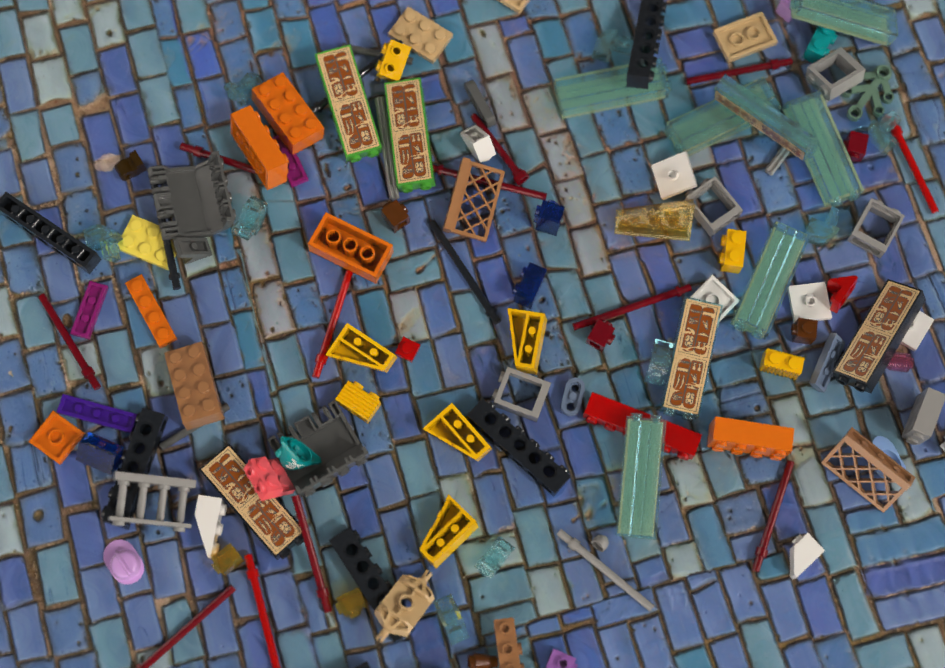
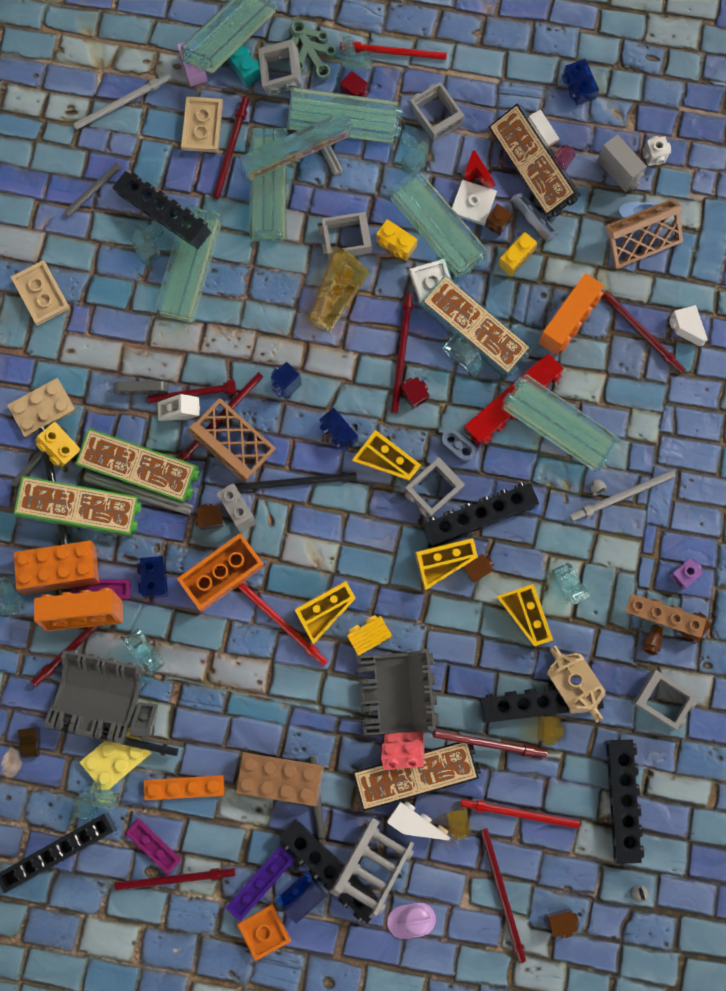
camera: 60 degrees left, 5 degrees up
(295, 454) = (393, 714): teal hat -> none
(319, 195) = (153, 577): none -> clear blue brick
(407, 349) = (341, 568): red plate -> none
(415, 226) = (237, 508): none -> light grey window
(451, 619) = (604, 648): clear light blue brick -> none
(468, 467) = (479, 567): none -> reddish brown brick
(674, 175) = (301, 253): white plate -> none

